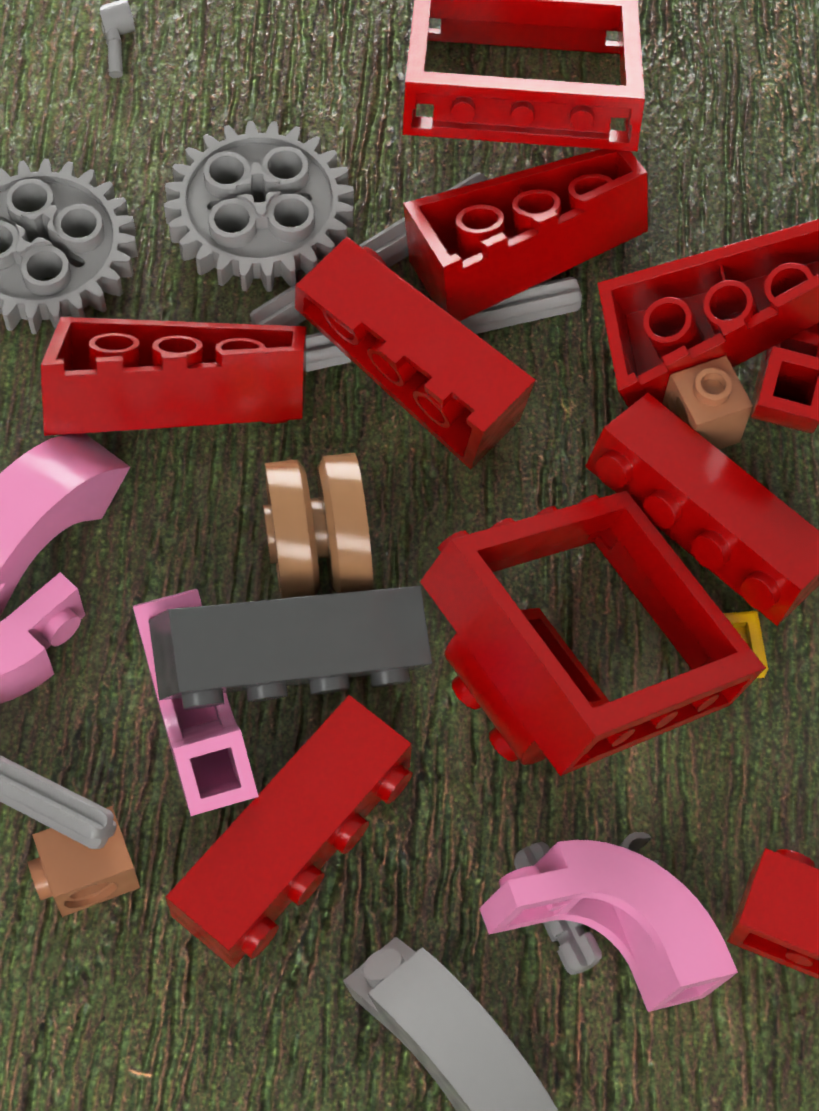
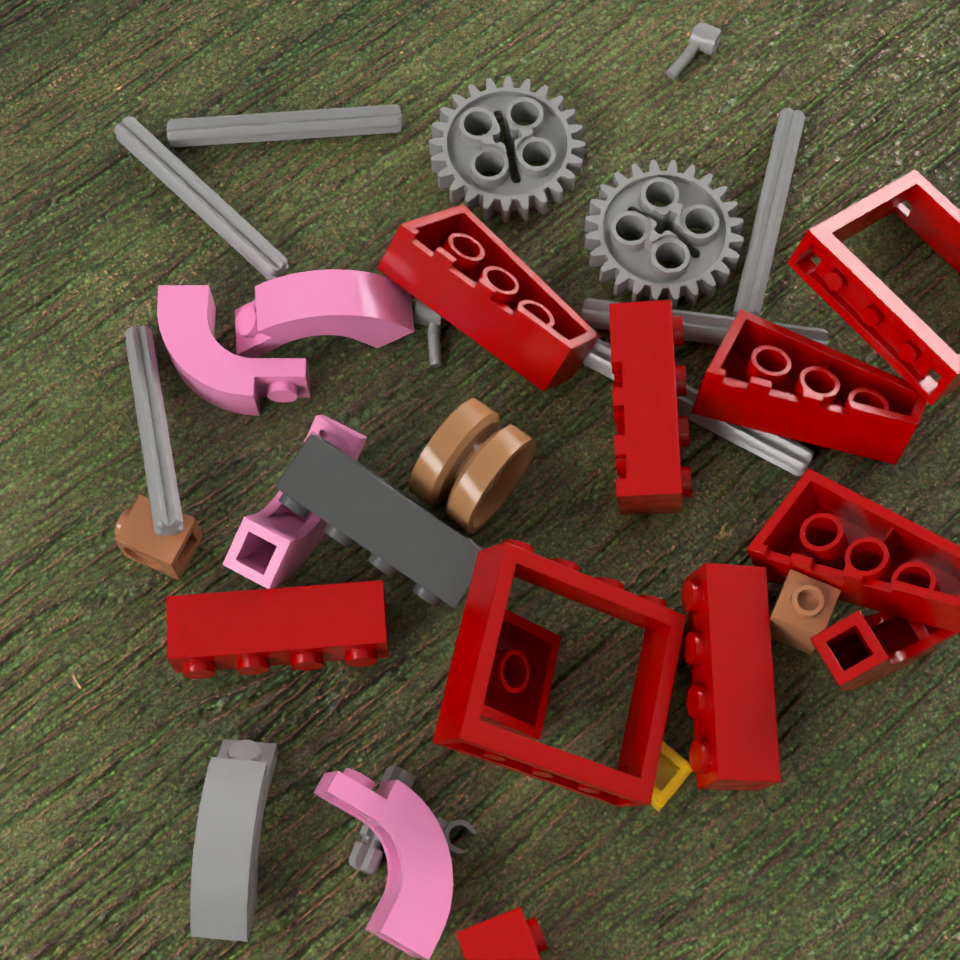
camera: 50 degrees right, 5 degrees up
(130, 445) = (427, 317): none -> light grey hand
(327, 119) = (769, 212): none -> light grey axle

